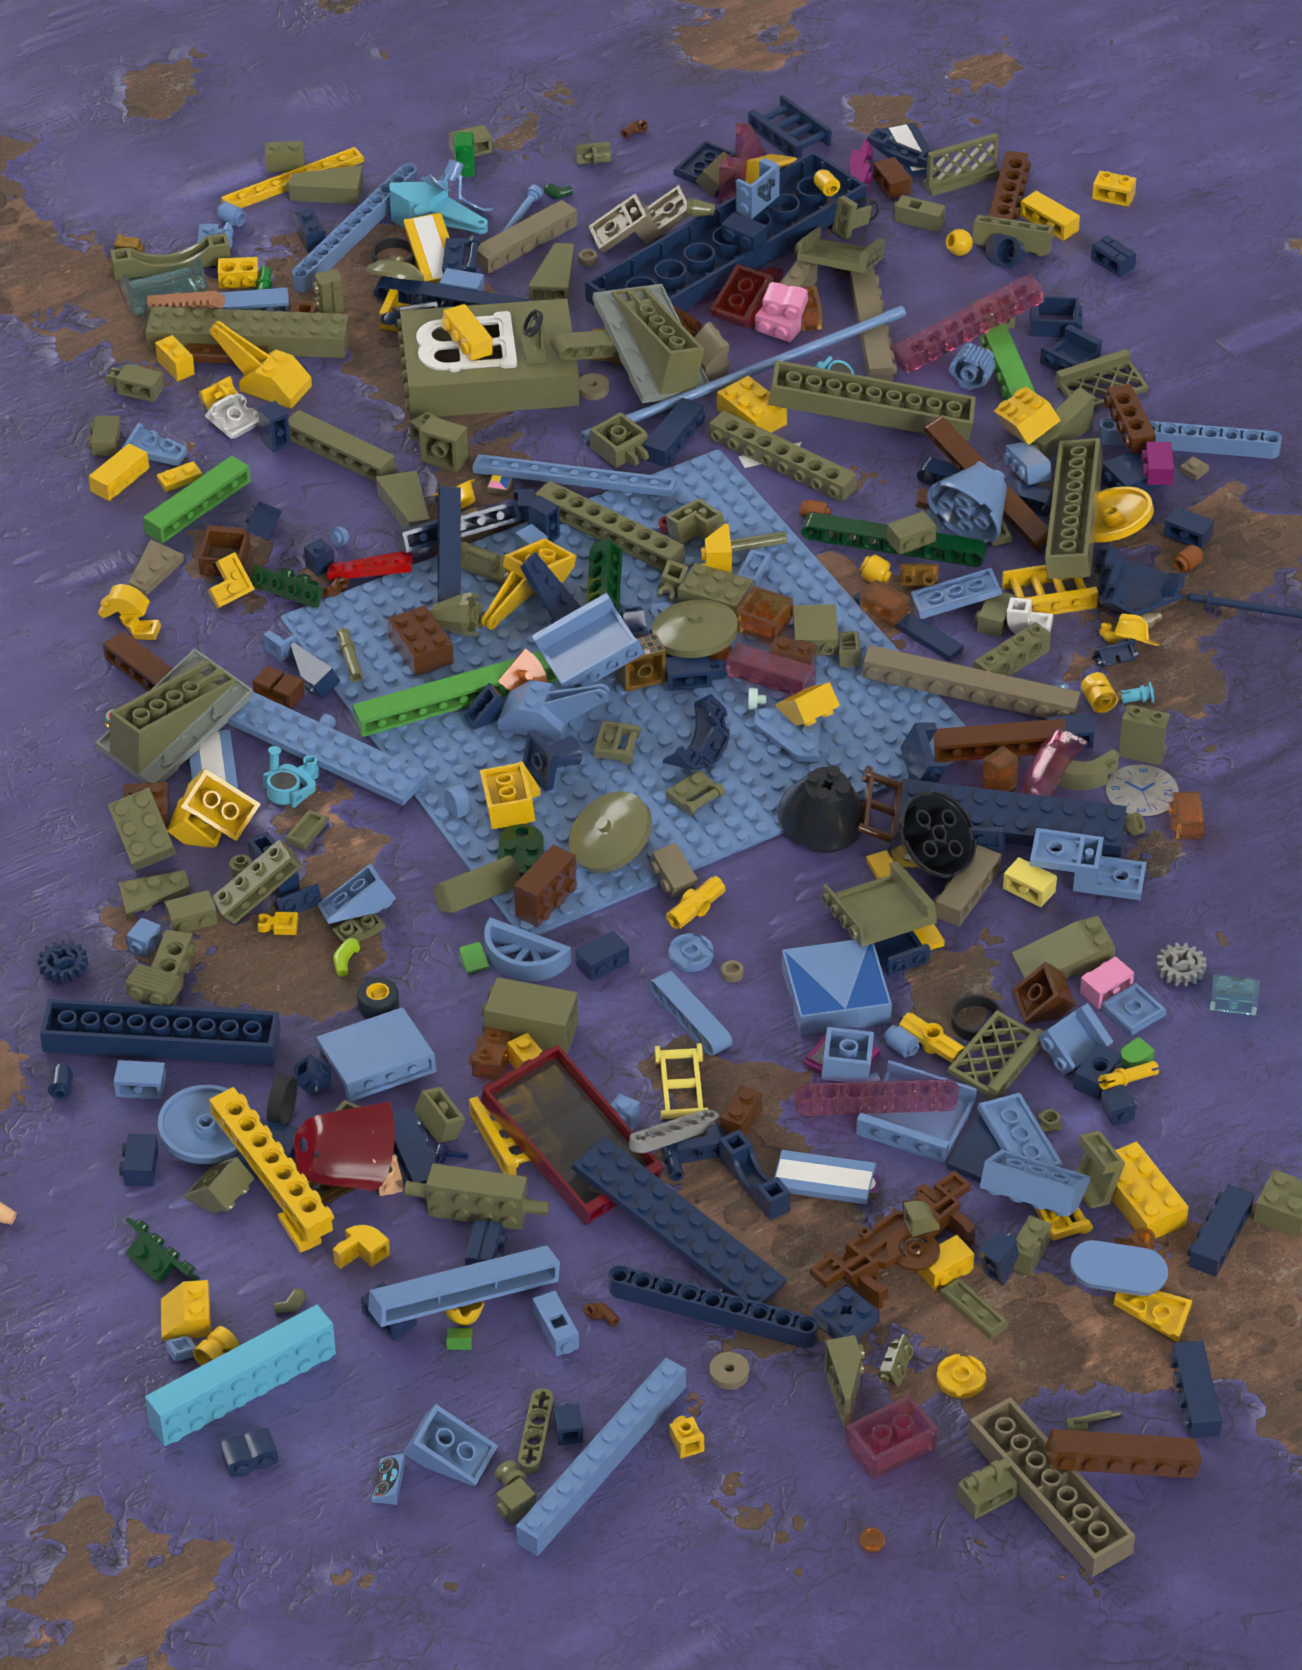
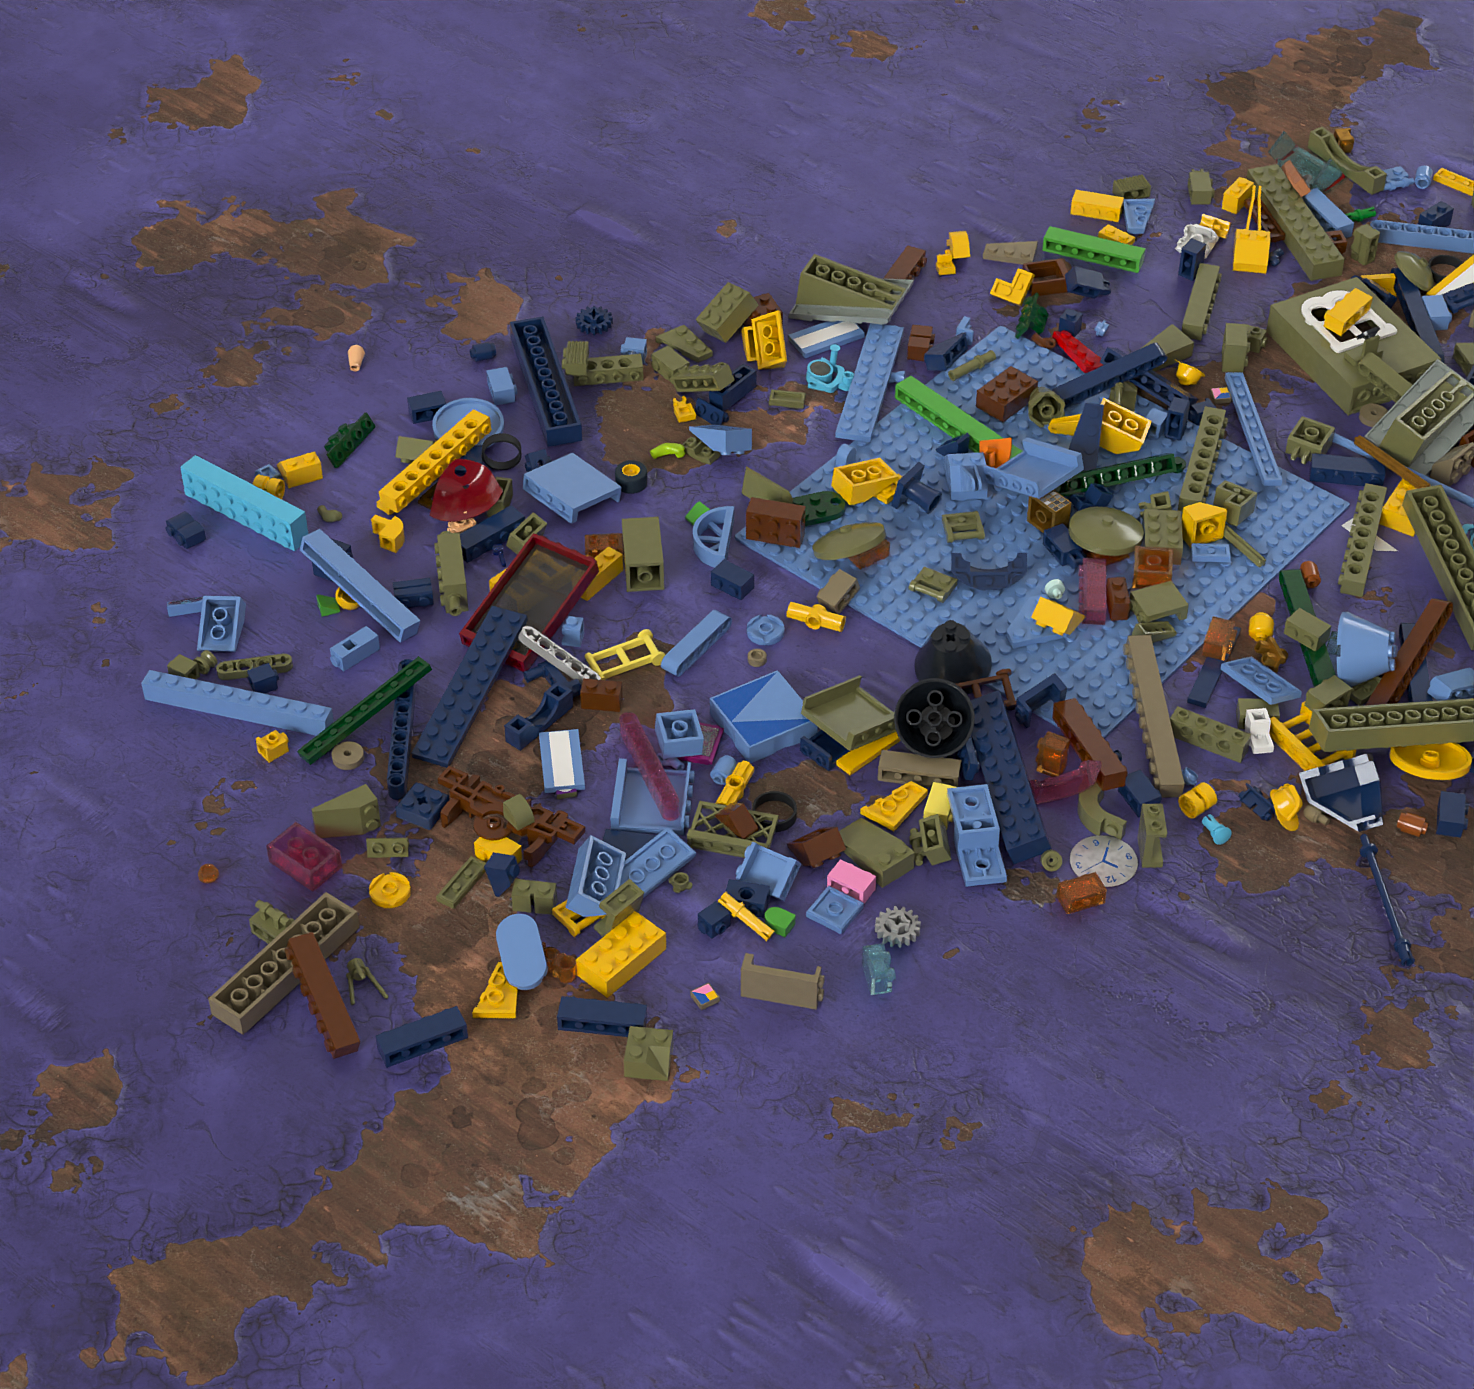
camera: 70 degrees right, 0 degrees up
(238, 272) = (1358, 196): yellow brick -> none
(601, 1311) = (378, 672): reddish brown arm -> none
(681, 1329) = (364, 710): none -> dark green plate
(699, 391) = (1390, 462): none -> pearl gold axle
(992, 1042) = (738, 820): none -> reddish brown slope
(1010, 919) = (896, 807): none -> yellow wing
(1012, 551) = (1328, 694): none -> olive brick
(1076, 899) = (934, 840): none -> olive brick
(1216, 1142) = (705, 996): none -> tile
(1221, 1090) = (781, 985): none -> dark tan panel

